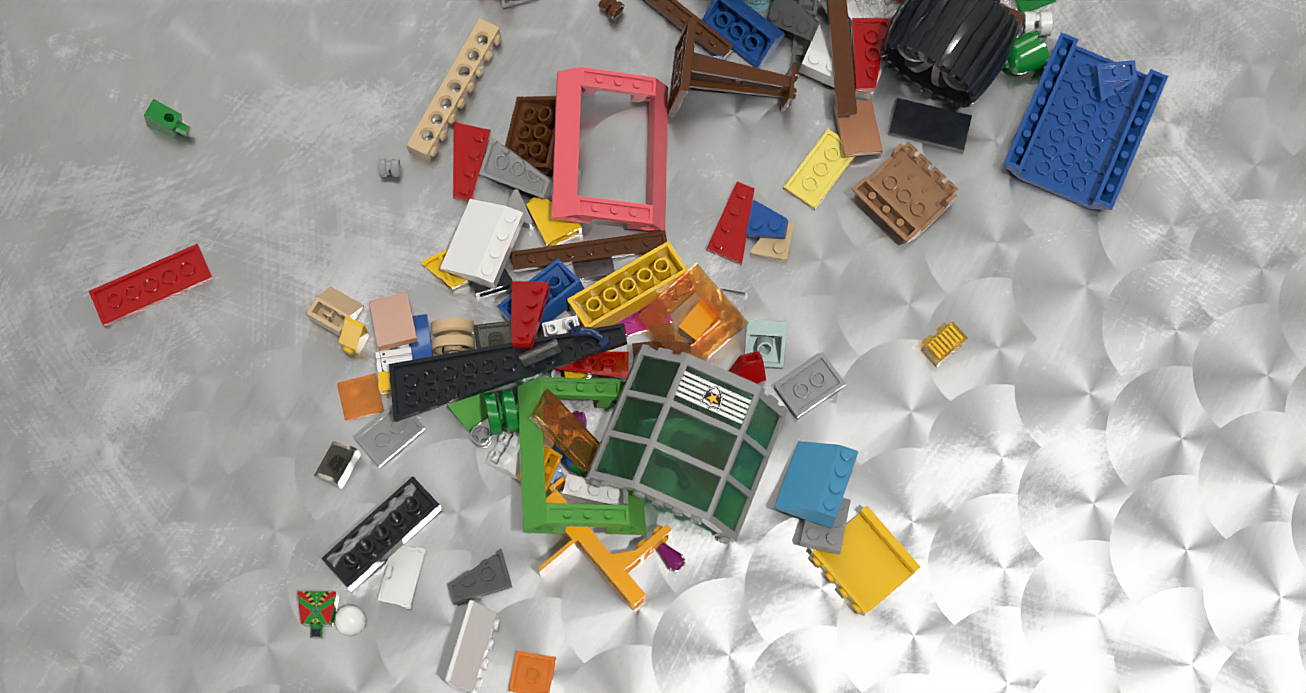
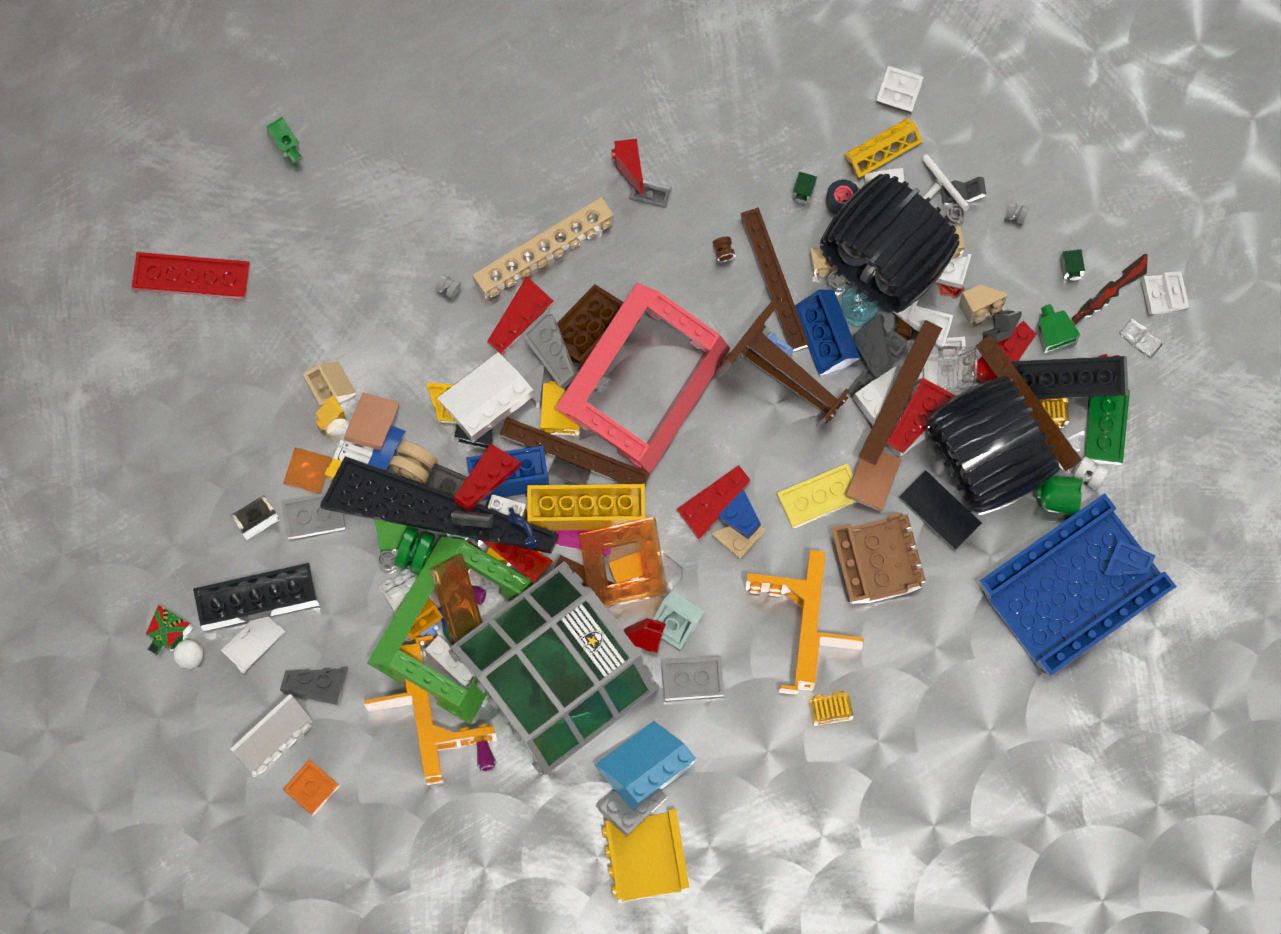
camera: 30 degrees right, 0 degrees up
(867, 258) = (807, 595): none -> light orange piece

